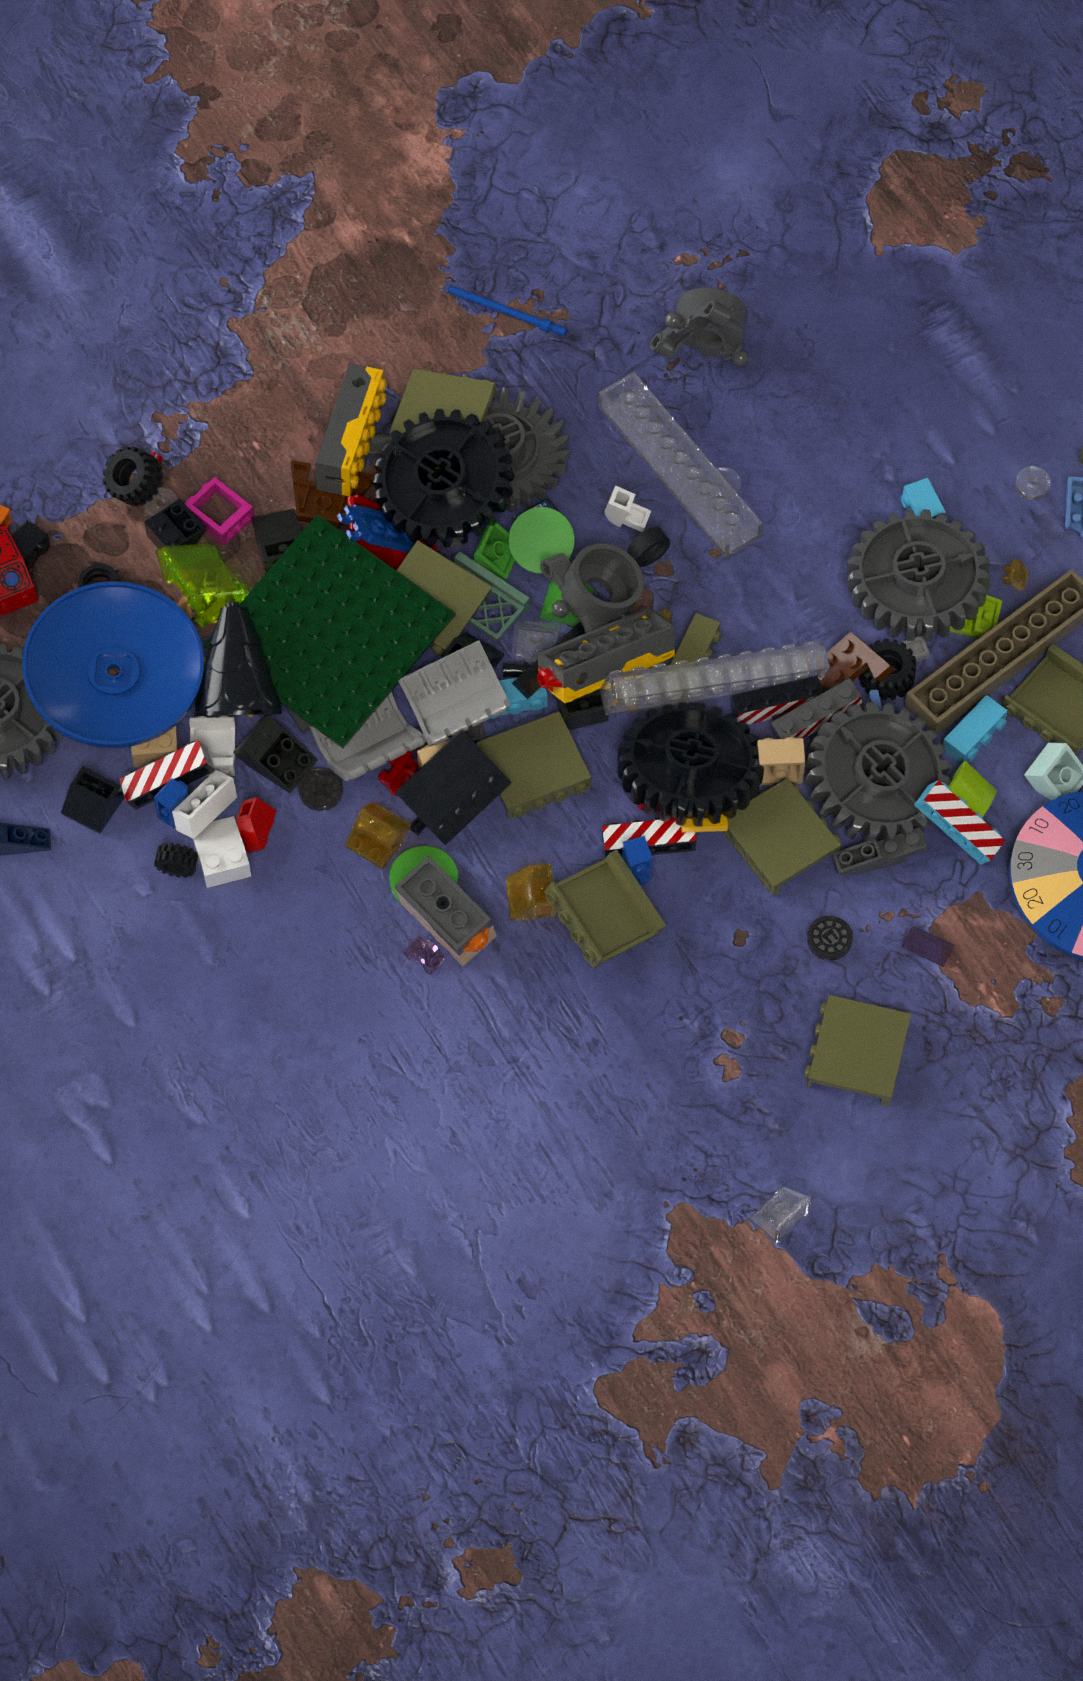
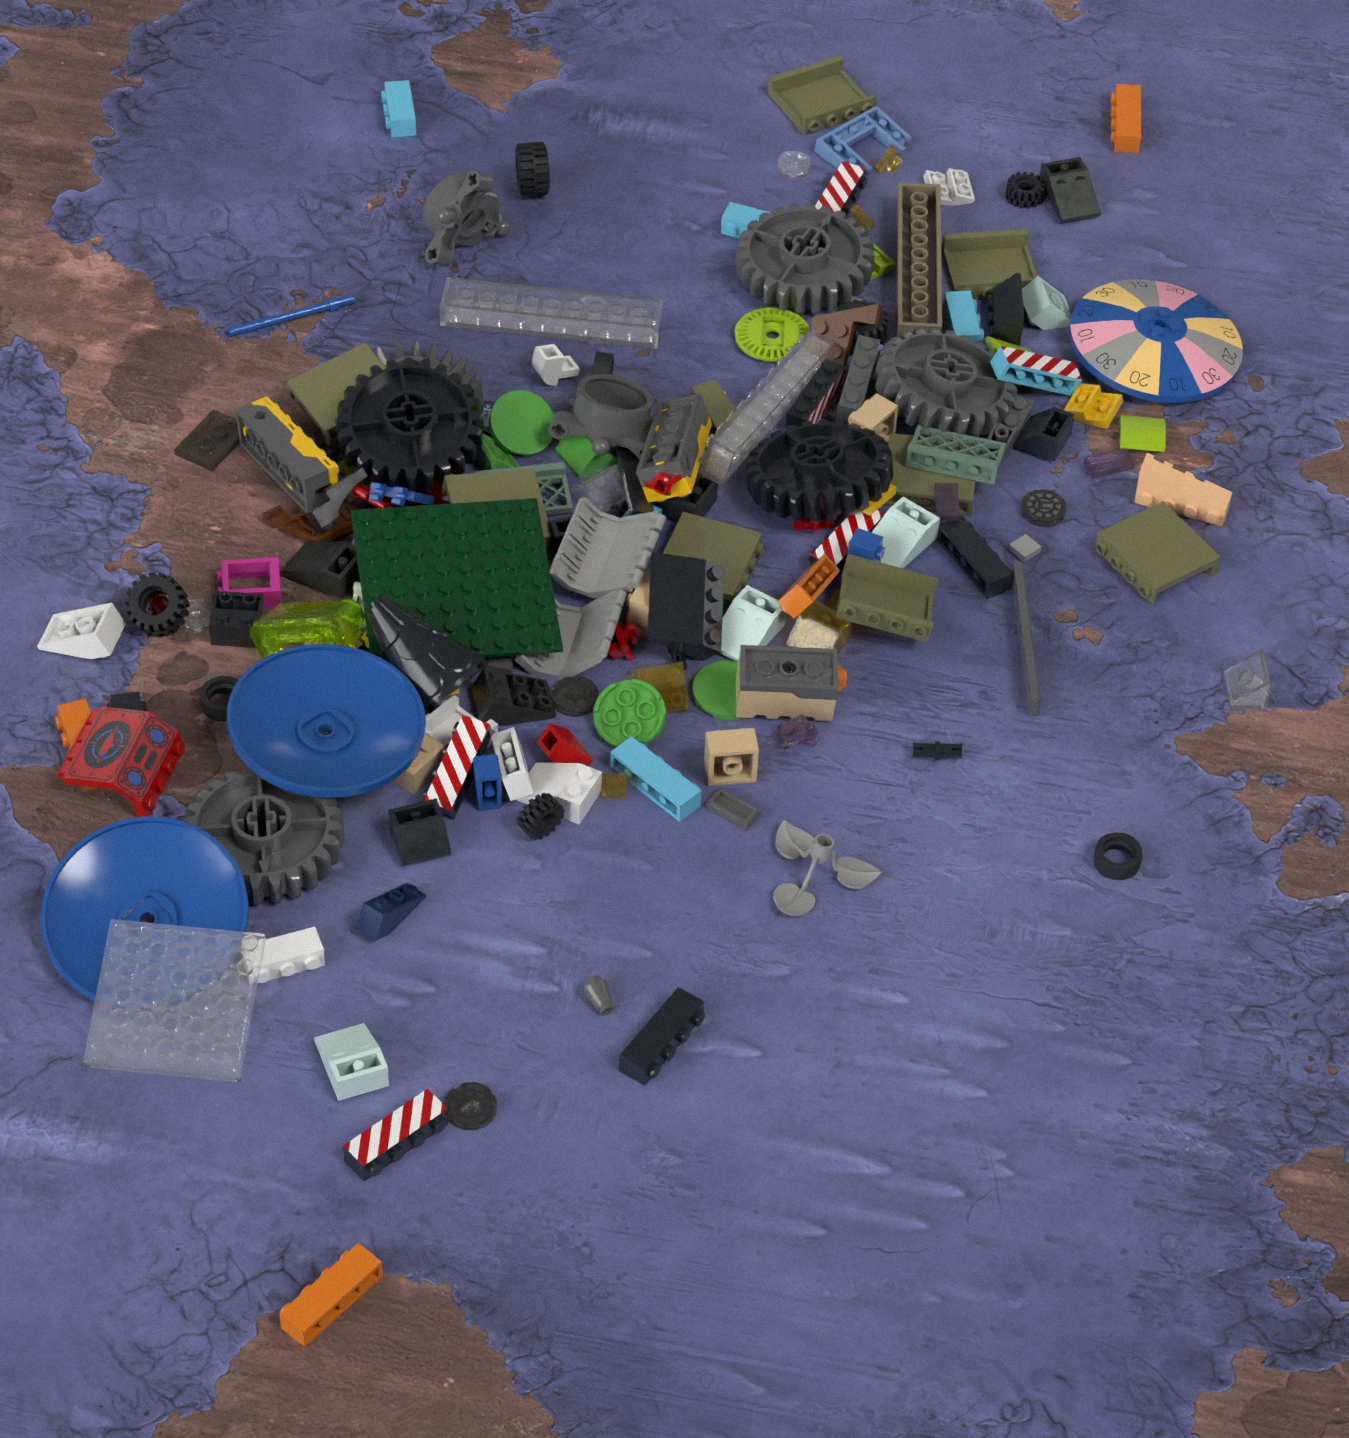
camera: 50 degrees left, 15 degrees down
(58, 1090) = (661, 1036): none -> black brick
(59, 1023) = (598, 994): none -> dark grey cone
(73, 456) = (84, 632): none -> white slope
(260, 880) = (614, 786): none -> clear yellow tile
(288, 901) = (656, 778): none -> medium azure brick
(313, 970) = (733, 808): none -> dark grey tile
(315, 499) = (325, 514): none -> black slope
(317, 1036) = (795, 842): none -> light grey plant
(326, 371) = (210, 441): none -> clear smoke tile
(328, 837) = (629, 710): none -> bright green tile
(348, 931) = (731, 756): none -> tan brick
(492, 842) = (750, 621): none -> light aqua slope
(498, 1056) = (937, 750): none -> black pin
(515, 1234) = (1122, 842): none -> black tyre
(559, 850) = (808, 586): none -> orange brick
(672, 1028) = (1025, 639): none -> dark grey tile
(688, 868) = (906, 532): none -> light aqua slope
(722, 932) = (975, 557): none -> black brick
(750, 871) = (947, 501): none -> clear purple tile
(772, 957) = (1024, 548): none -> light grey tile
(793, 848) = (960, 463): none -> sand green fence
(796, 190) = (399, 108): none -> medium azure brick
(813, 326) = (532, 169): none -> black tyre
(813, 601) = (753, 327): none -> lime piece
(907, 880) = (1046, 433): none -> black slope
(938, 1020) = (1181, 492): none -> light nougat wedge
(981, 888) = (1093, 406): none -> yellow slope
(985, 944) = (1142, 433): none -> lime slope
(1012, 755) = (1006, 310): none -> black slope
(1026, 541) = (843, 188): none -> brick

